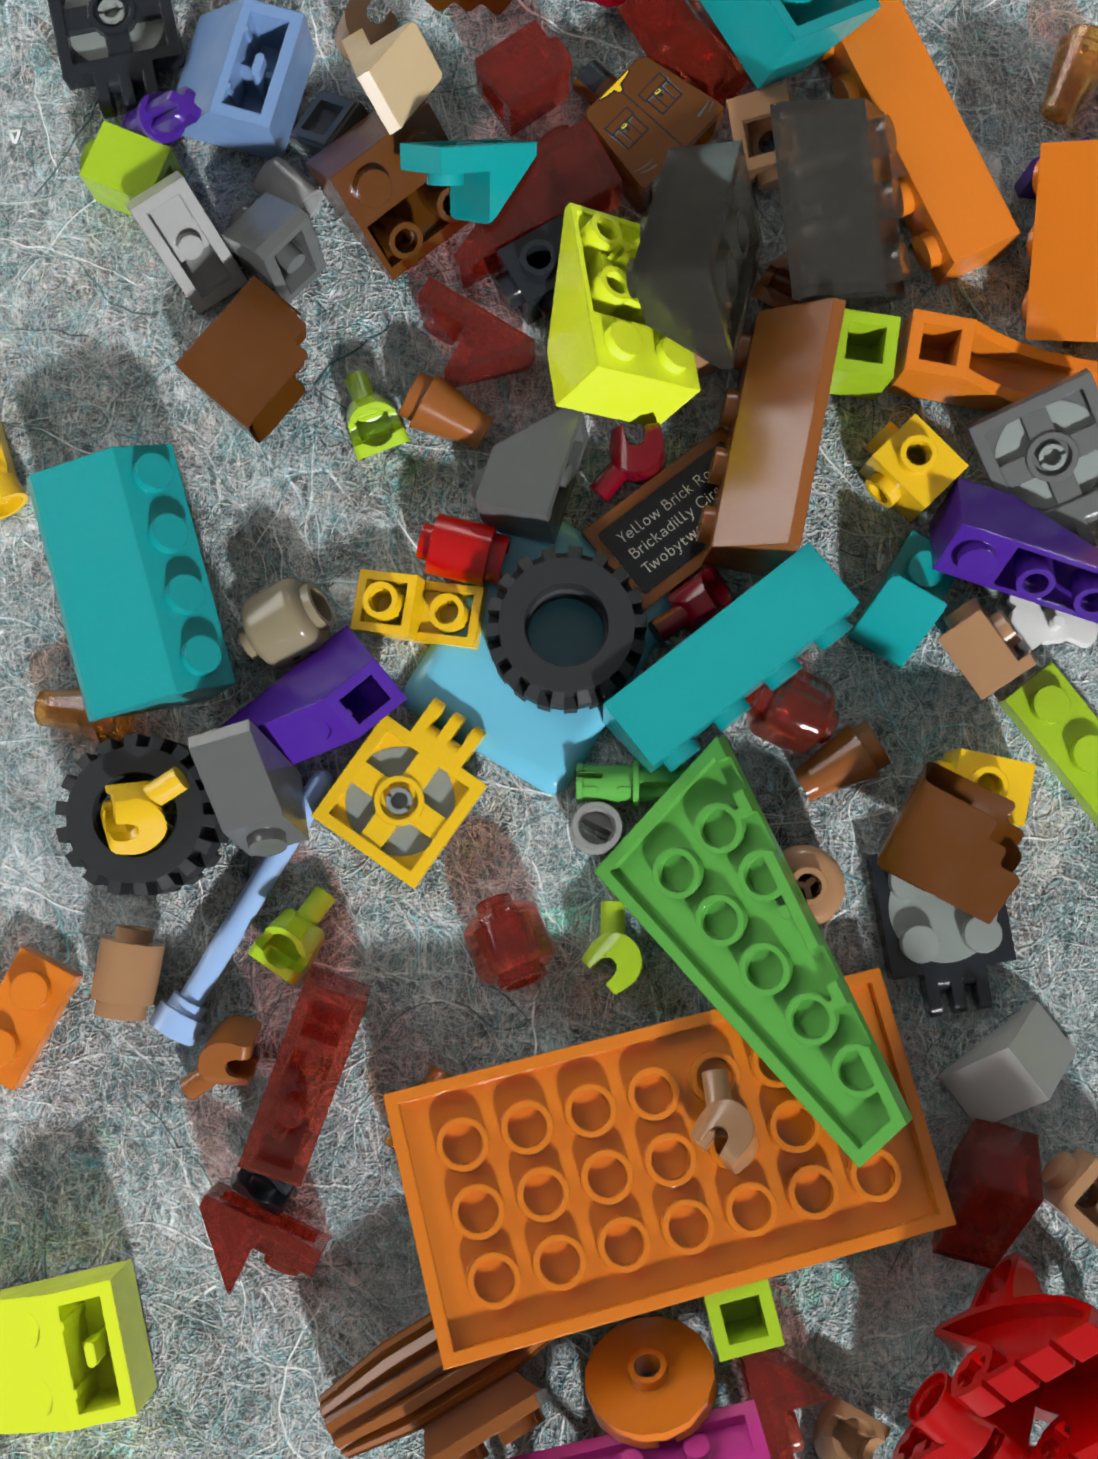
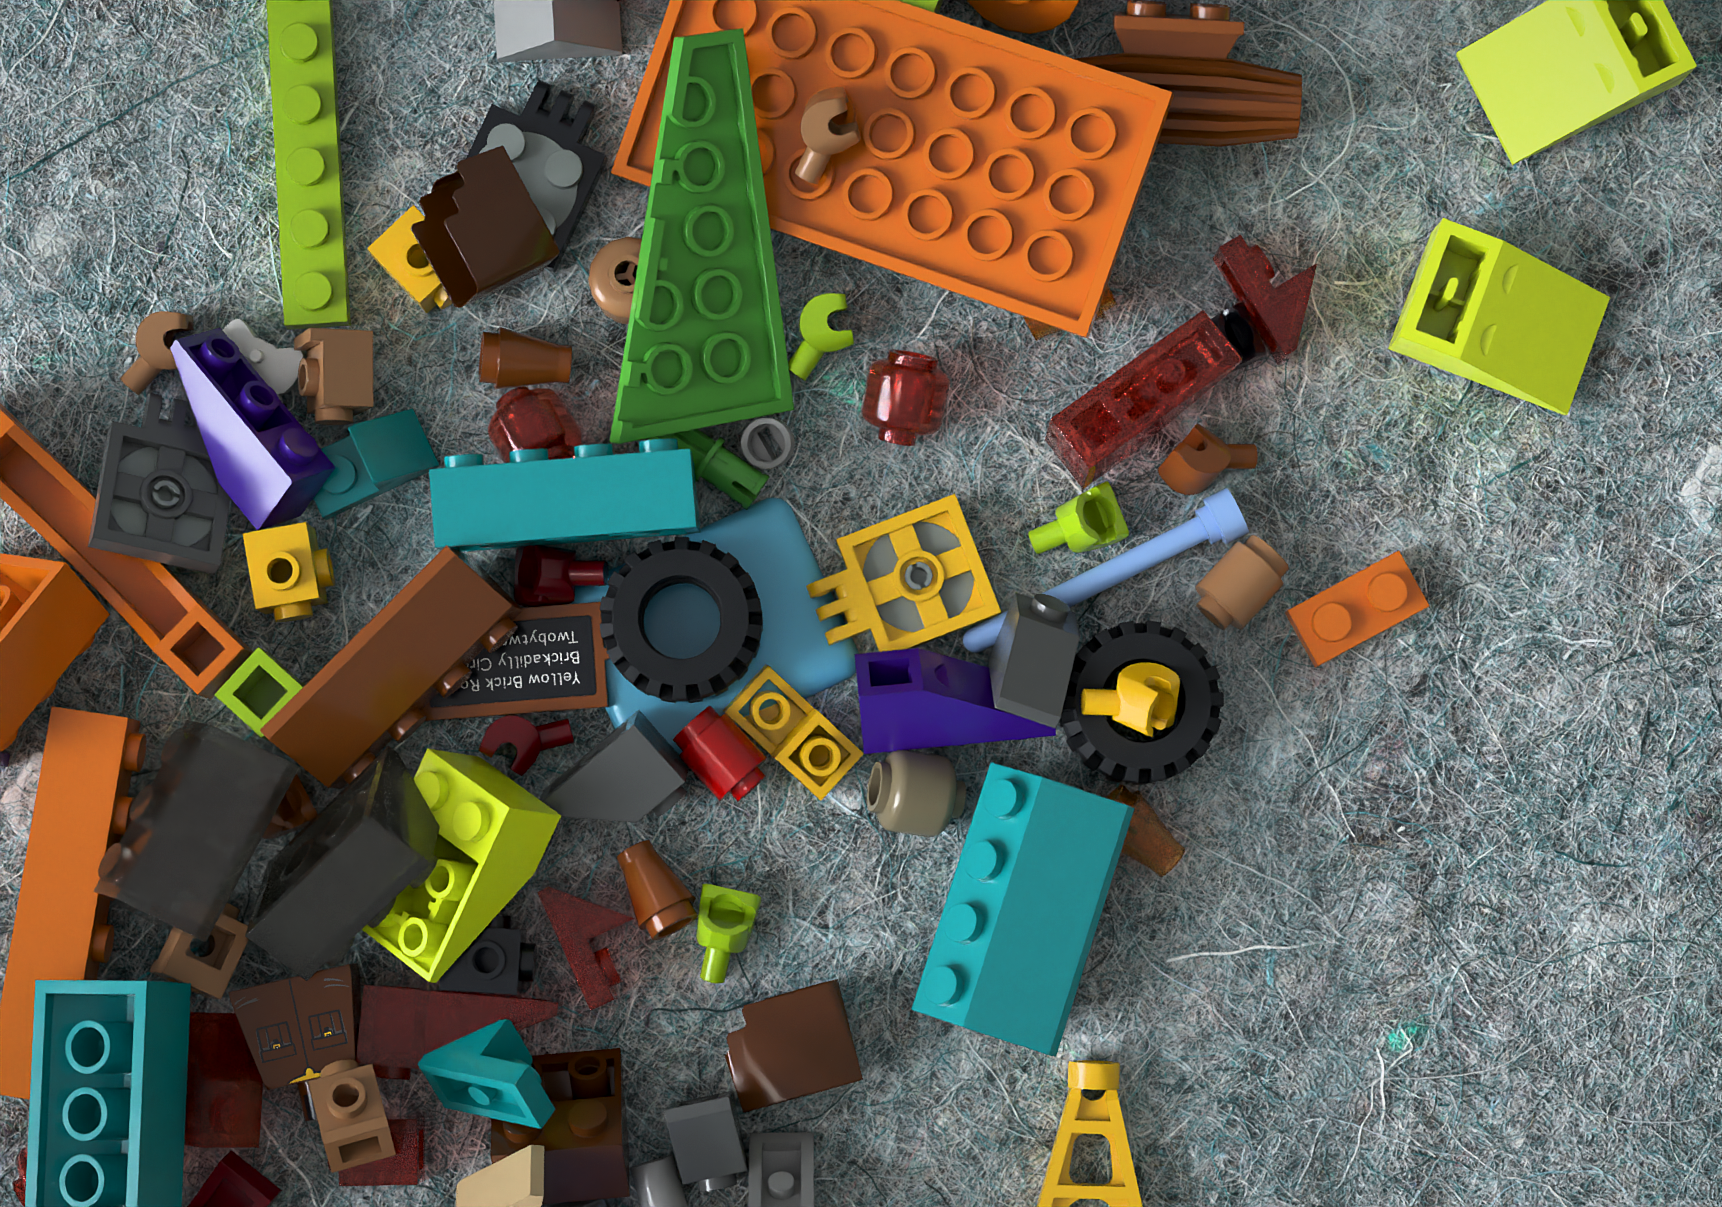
camera: 145 degrees left, 0 degrees up
(540, 65) = (351, 1115): none -> medium nougat brick

